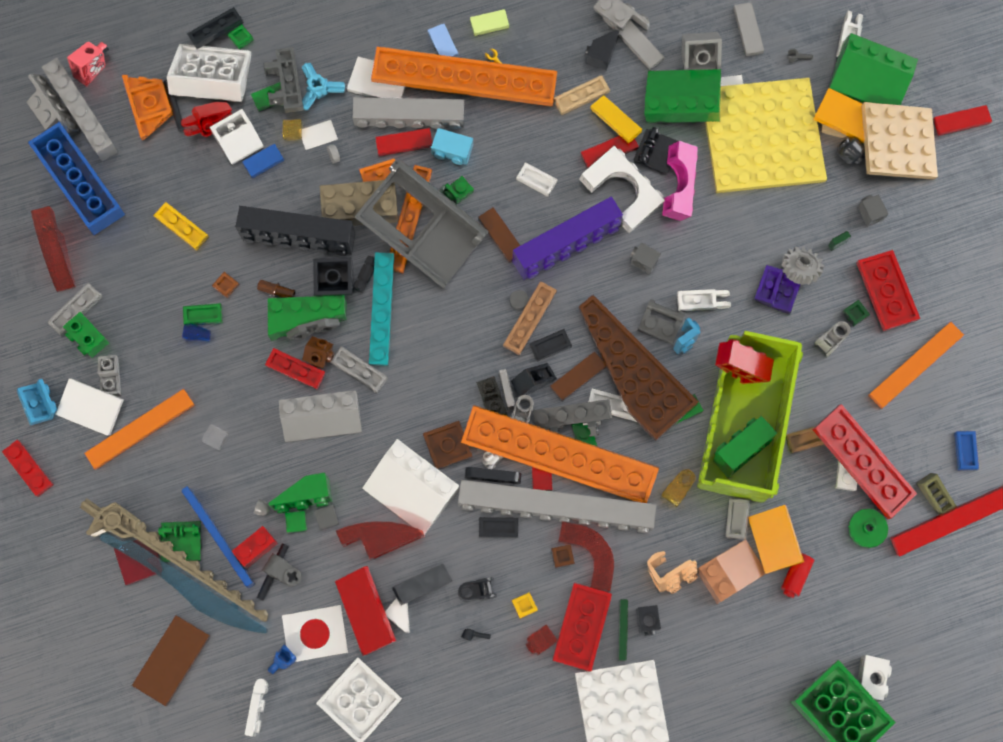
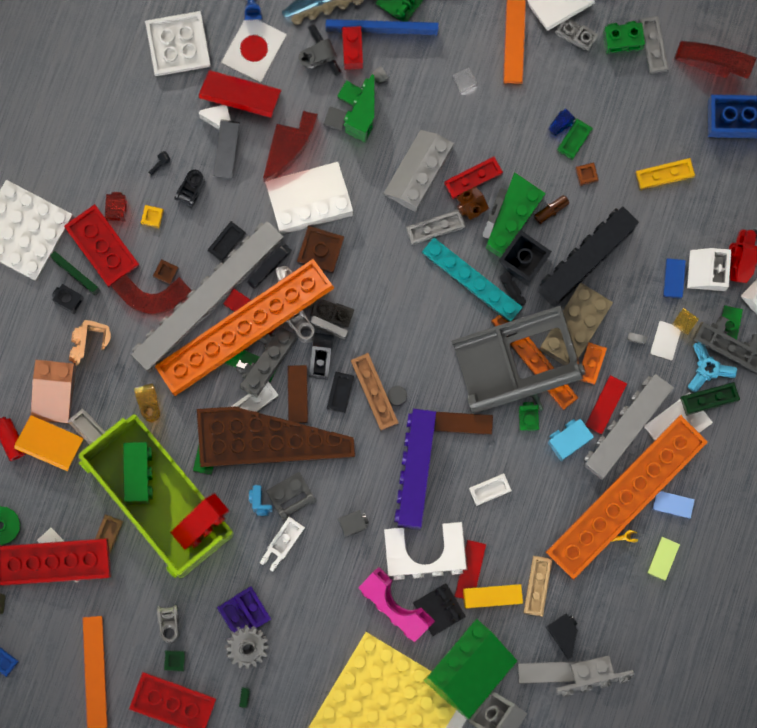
camera: 125 degrees right, 5 degrees up
(340, 70) = (710, 398): none -> dark green tile

